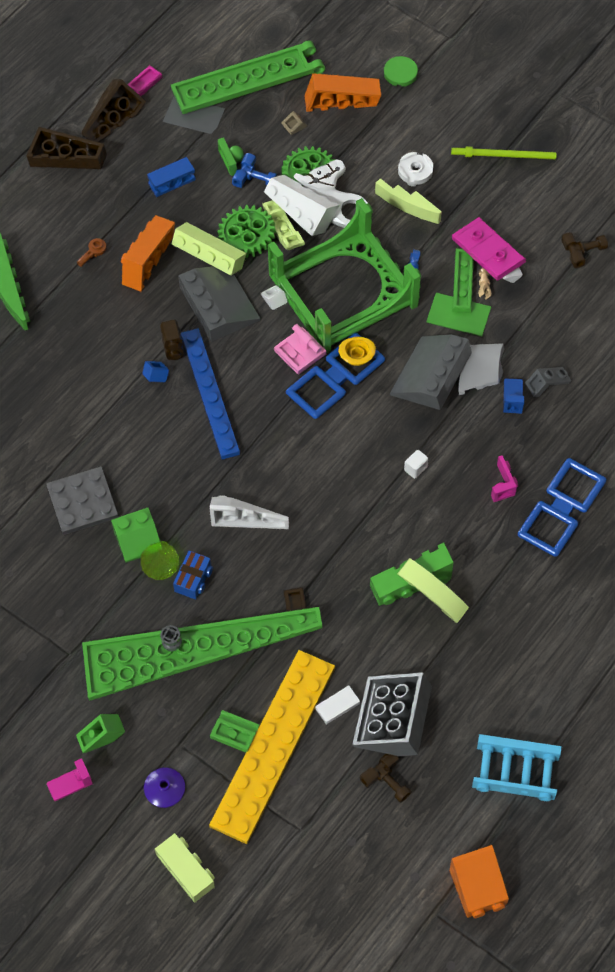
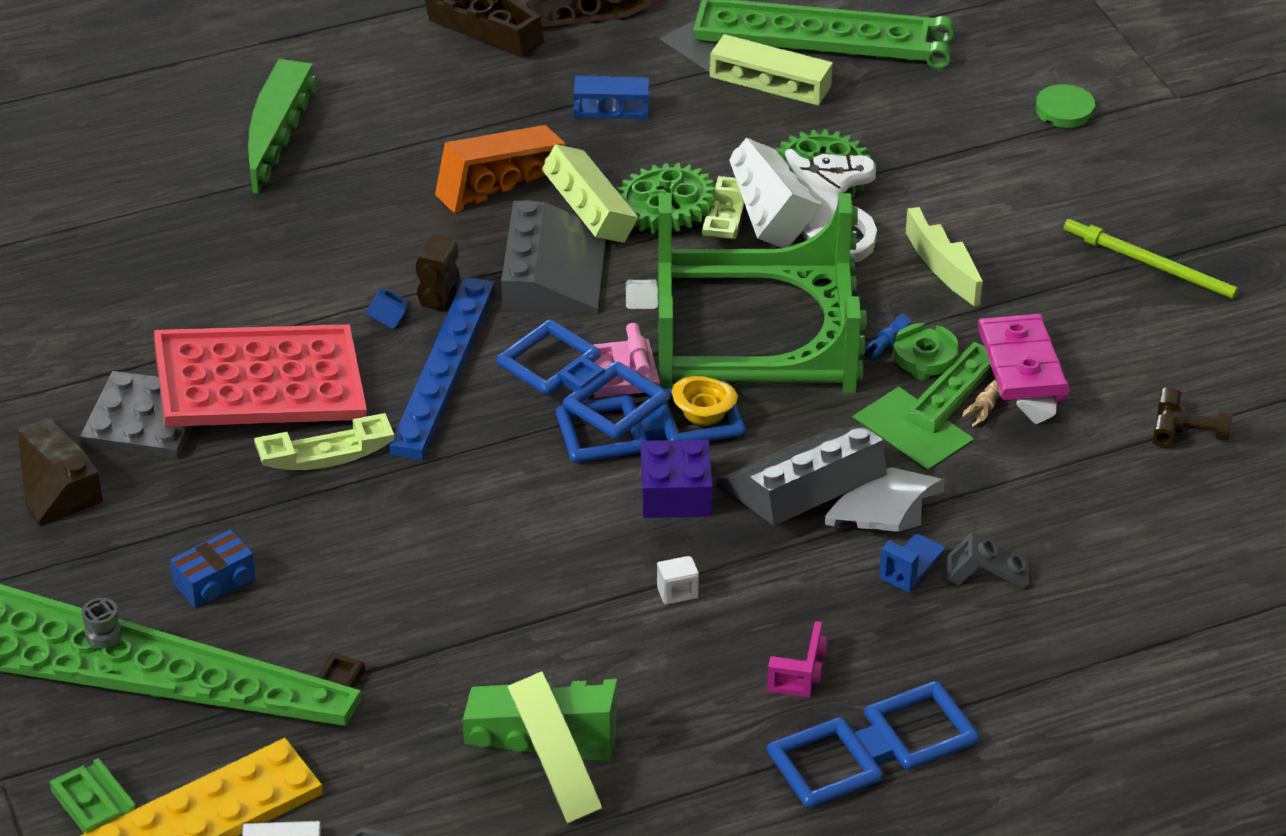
camera: 30 degrees right, 20 degrees down
(66, 559) = (55, 473): none -> dark brown wedge
(96, 248) = (432, 139): dark orange plate -> none
(127, 449) = (258, 375): none -> coral plate
(135, 533) = (179, 483): bright green slope -> none
(159, 561) = (181, 529): clear neon green dish -> none
(192, 473) = (326, 450): none -> yellowish green slope
(230, 155) = (719, 104): bright green tile -> none
(236, 513) = (347, 523): white wedge -> none
(240, 118) = (771, 69): none -> yellowish green brick
(248, 171) = (729, 133): blue bar -> none
(289, 368) = (583, 378): none -> blue bar
(293, 123) = (850, 106): dark tan slope -> none
(341, 92) = (947, 90): orange wedge -> none
(375, 405) = (676, 478): none -> dark purple brick
(415, 177) = (1001, 233): white plate -> none
(436, 274) = (940, 351): none -> bright green plate

